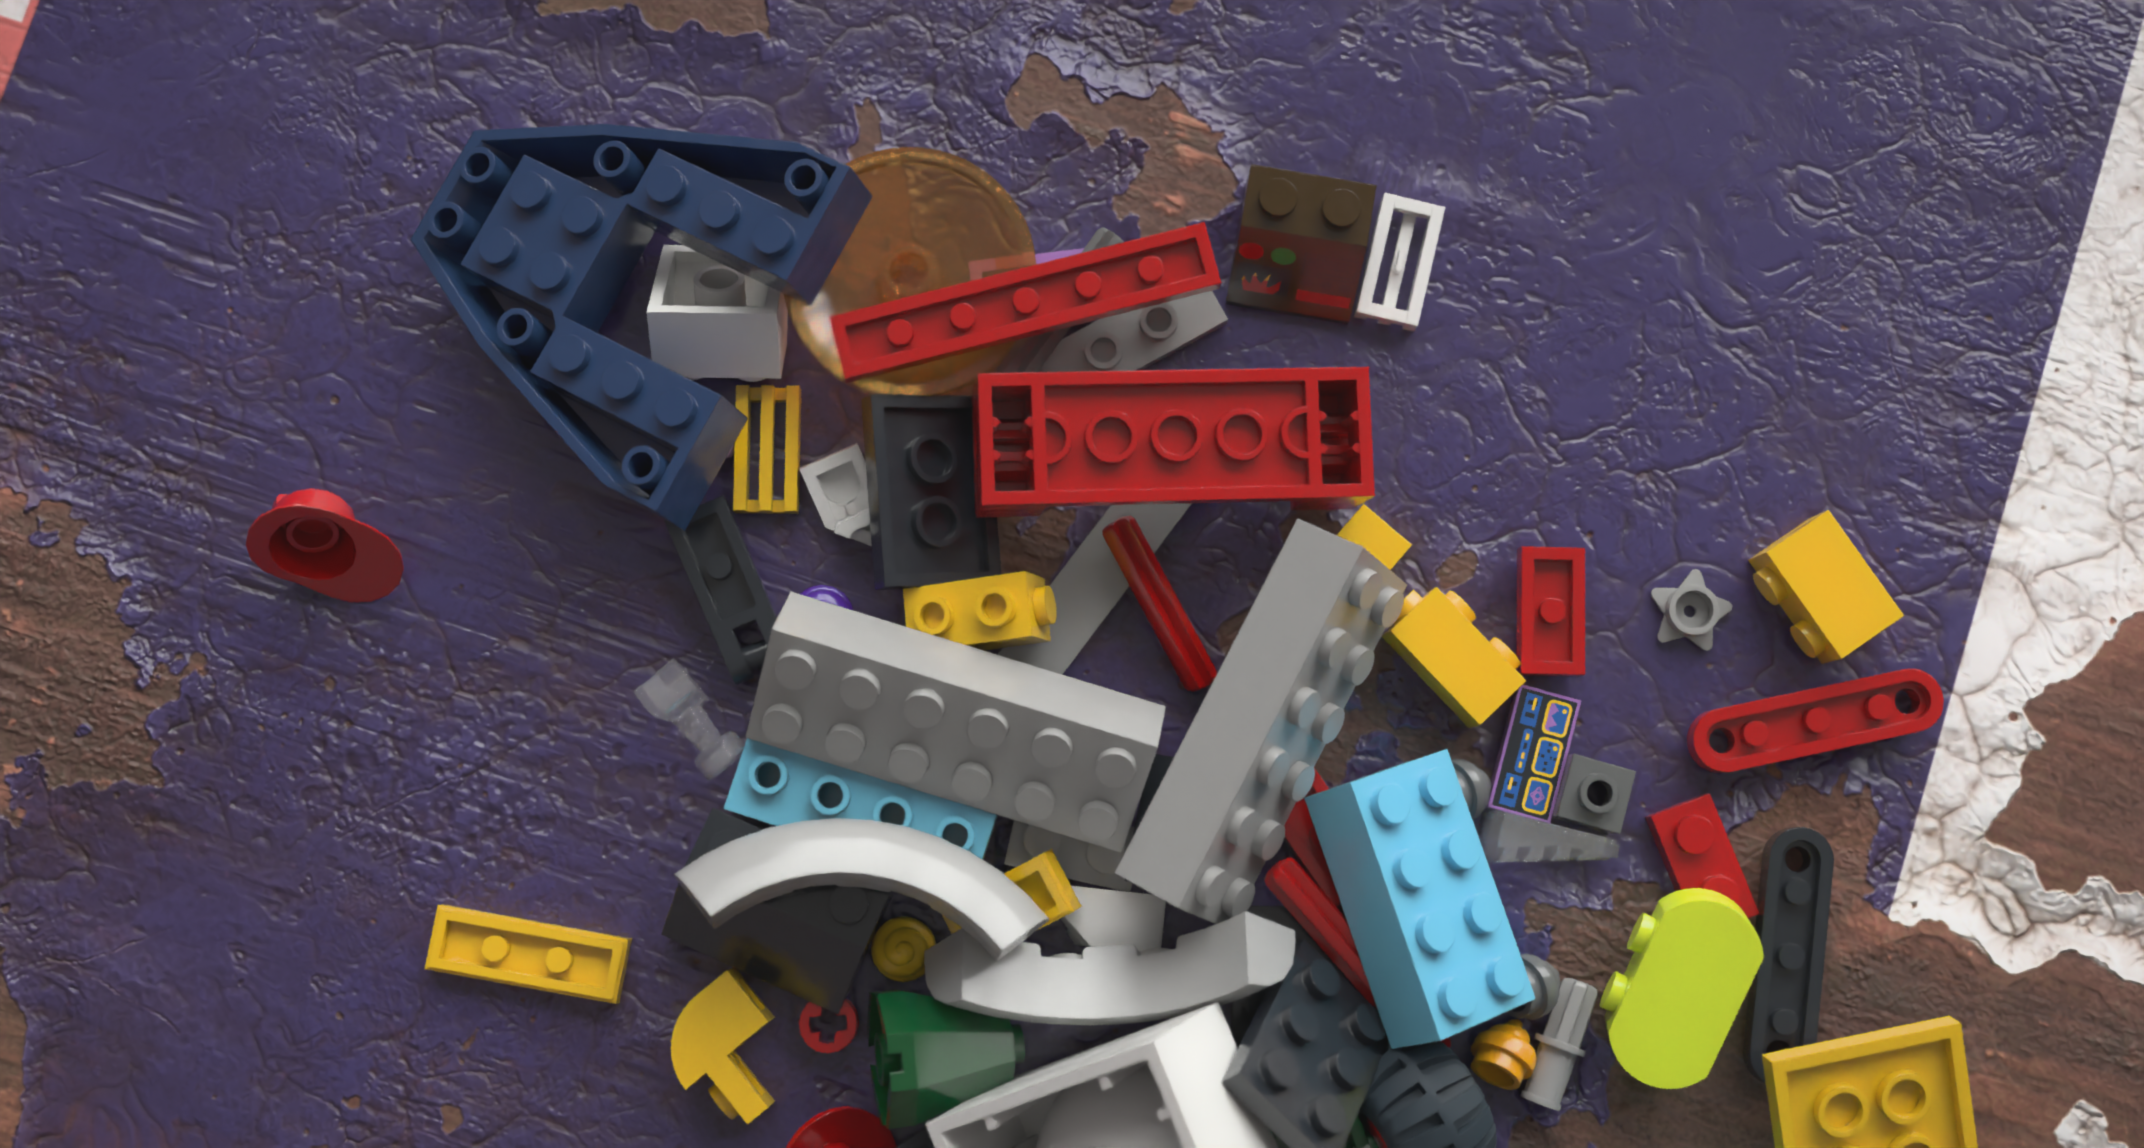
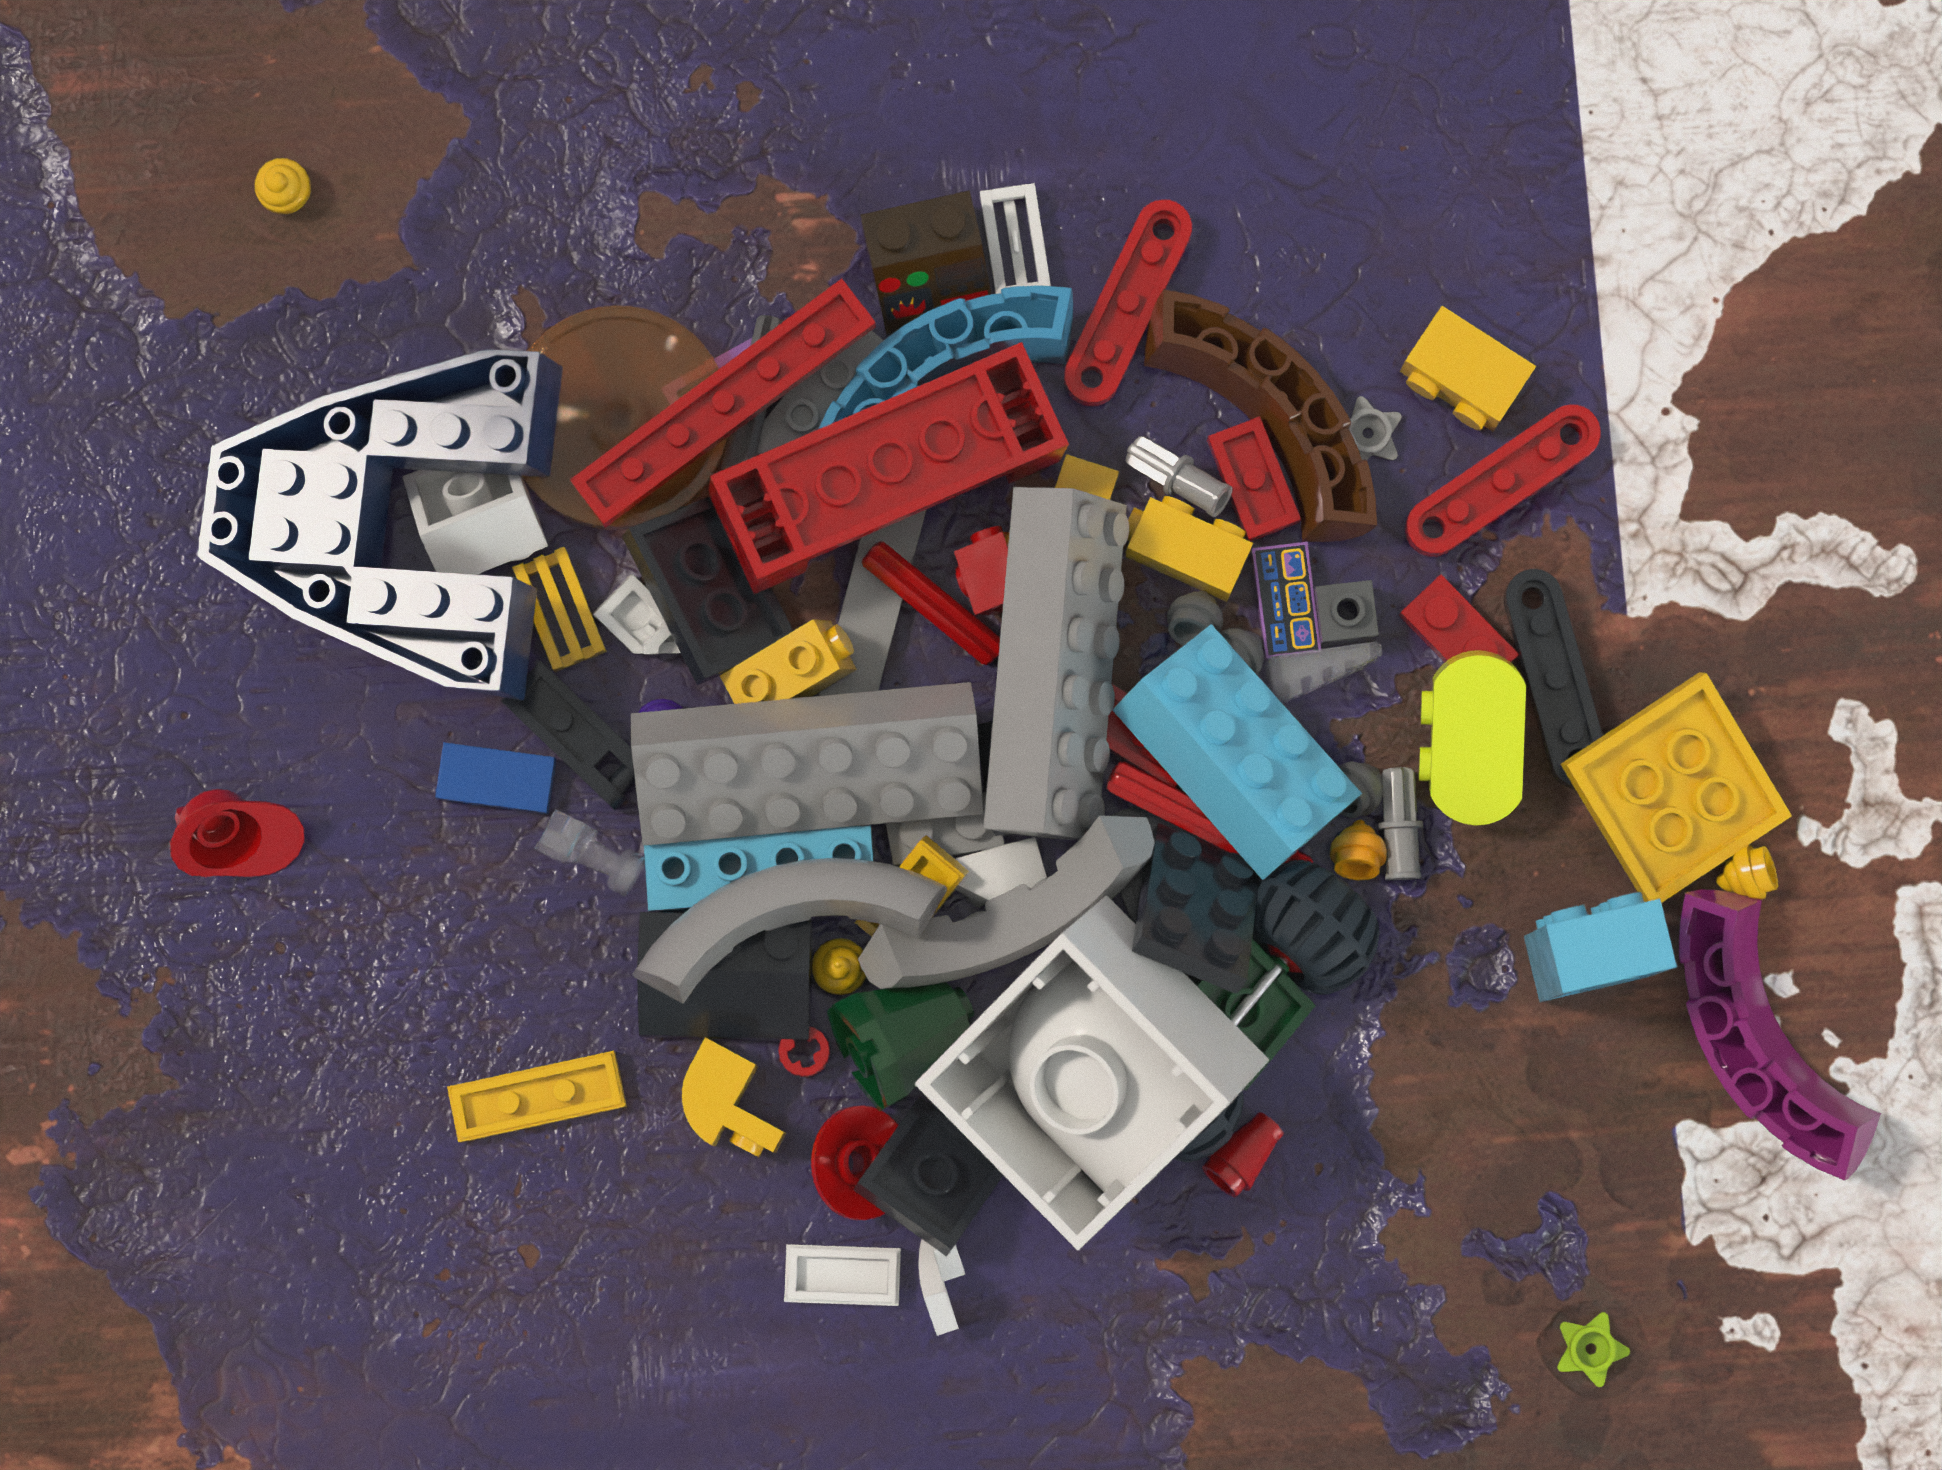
camera: 15 degrees left, 0 degrees up
(626, 599) = (495, 778): none -> blue tile
(1229, 591) = (983, 570): none -> red brick
(1300, 334) = (958, 337): none -> dark azure brick
(1428, 730) = (1192, 615): none -> dark grey plate
(1473, 575) = (1178, 475): none -> light grey axle
(1493, 371) = (1127, 302): none -> red plate
(1627, 546) = (1293, 401): none -> reddish brown brick

